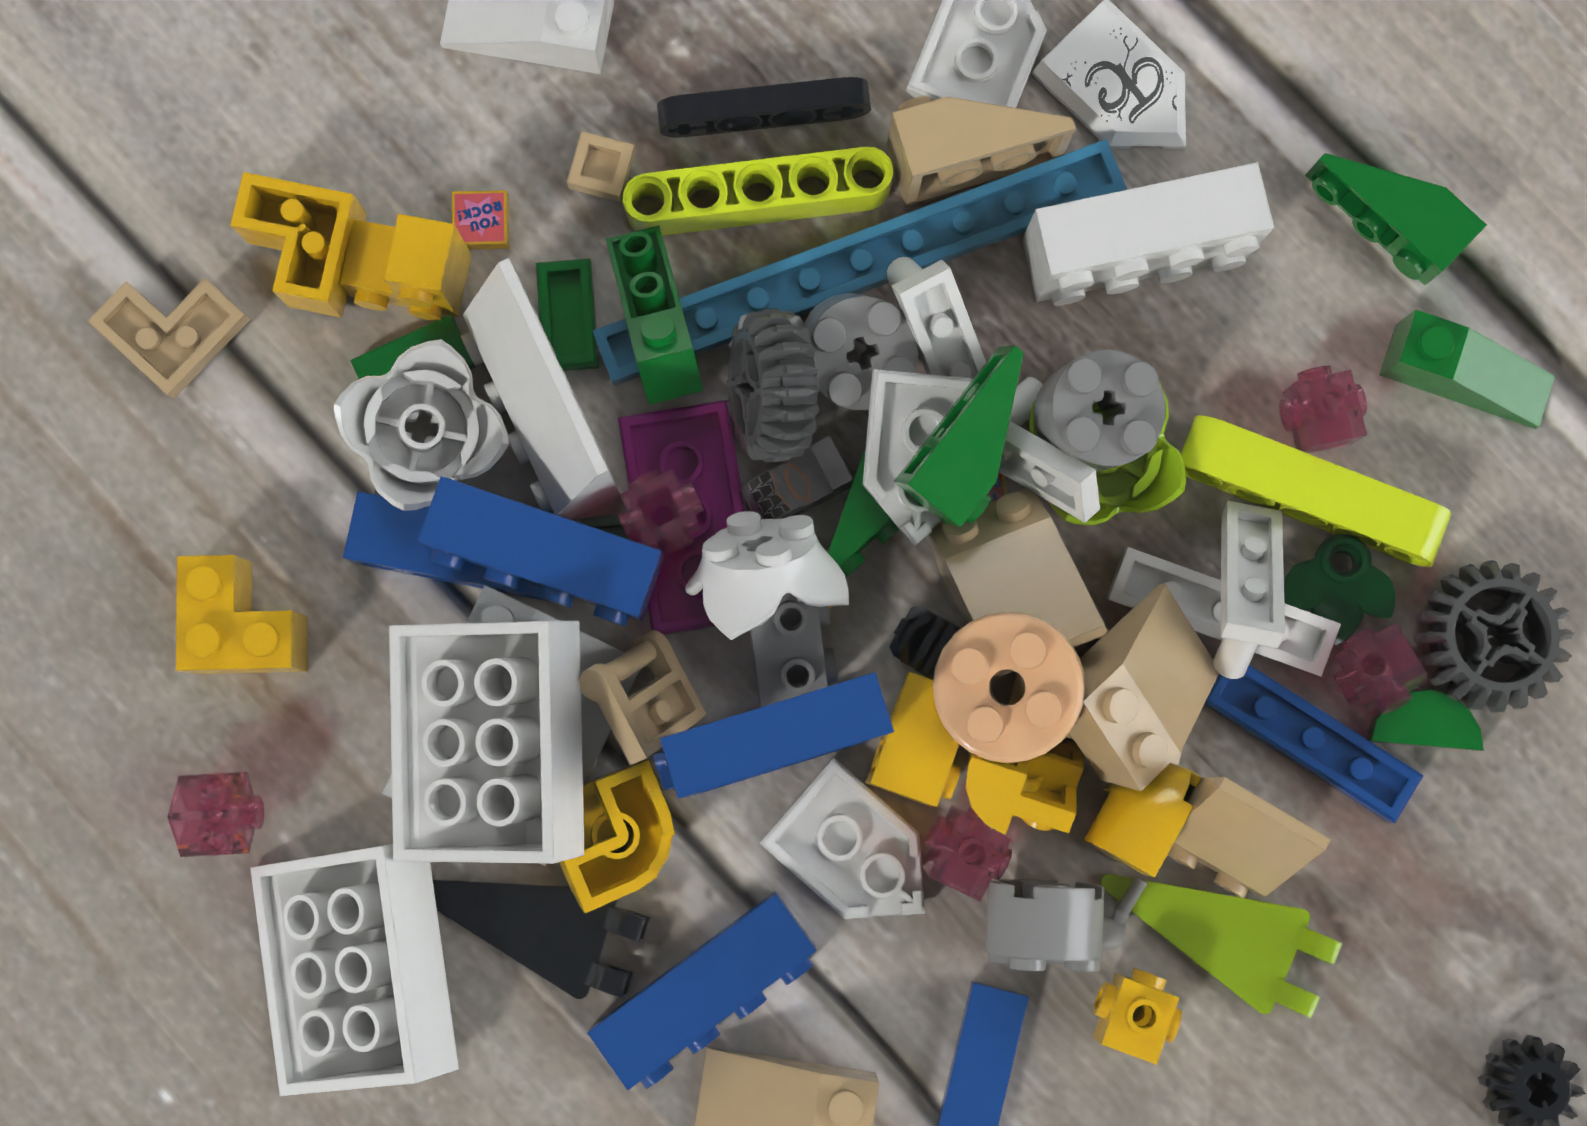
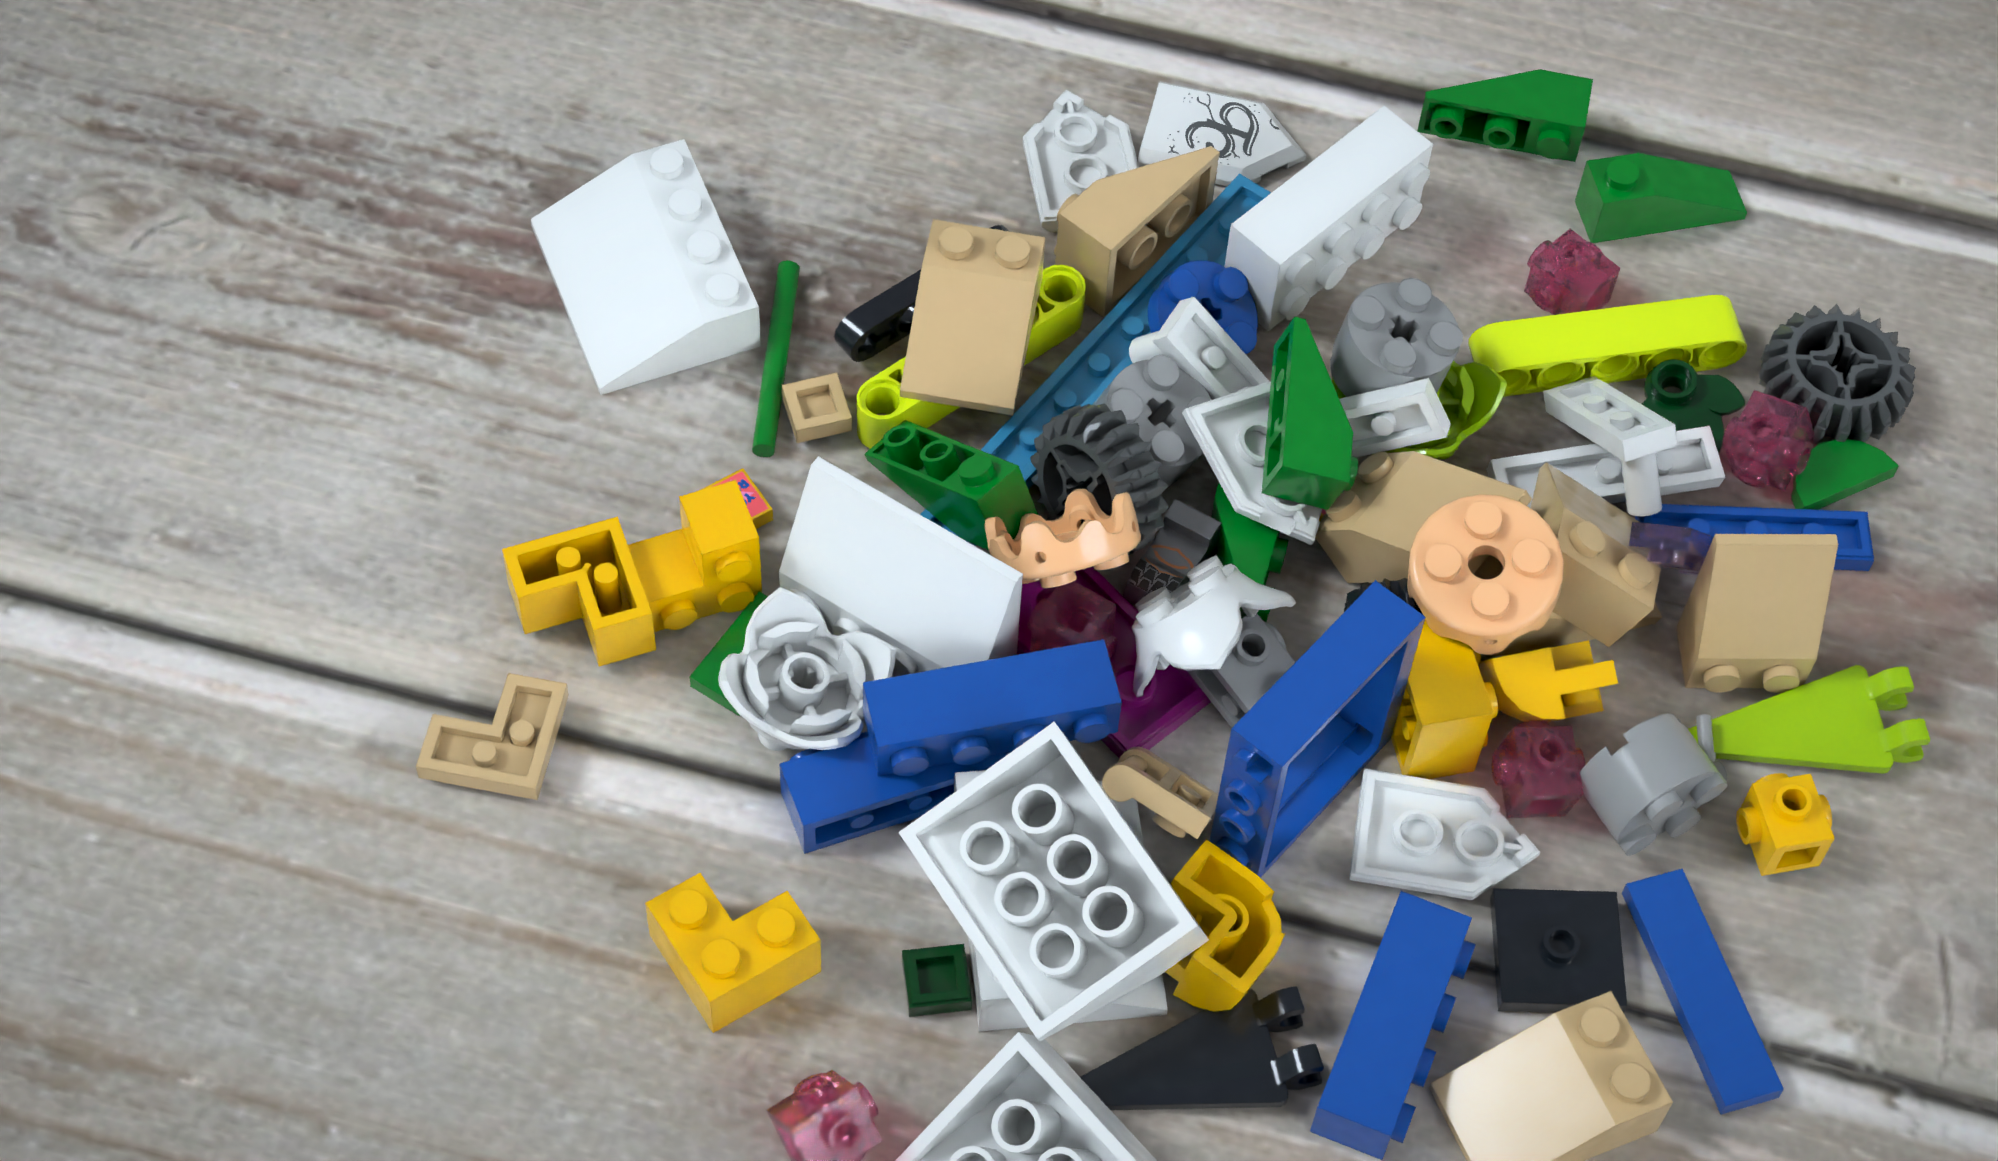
camera: 30 degrees left, 25 degrees down
(373, 734) = (936, 980): none -> dark green tile
(602, 95) = (776, 359): none -> green bar
(687, 439) = (1061, 546): none -> light nougat plate
(762, 168) = (973, 317): none -> tan slope
(882, 1002) = (1555, 948): none -> black plate
(1008, 255) = (1217, 289): none -> blue plate
(1143, 824) = (1668, 653): yellow brick -> none
(1211, 745) = (1671, 546): none -> clear purple plate

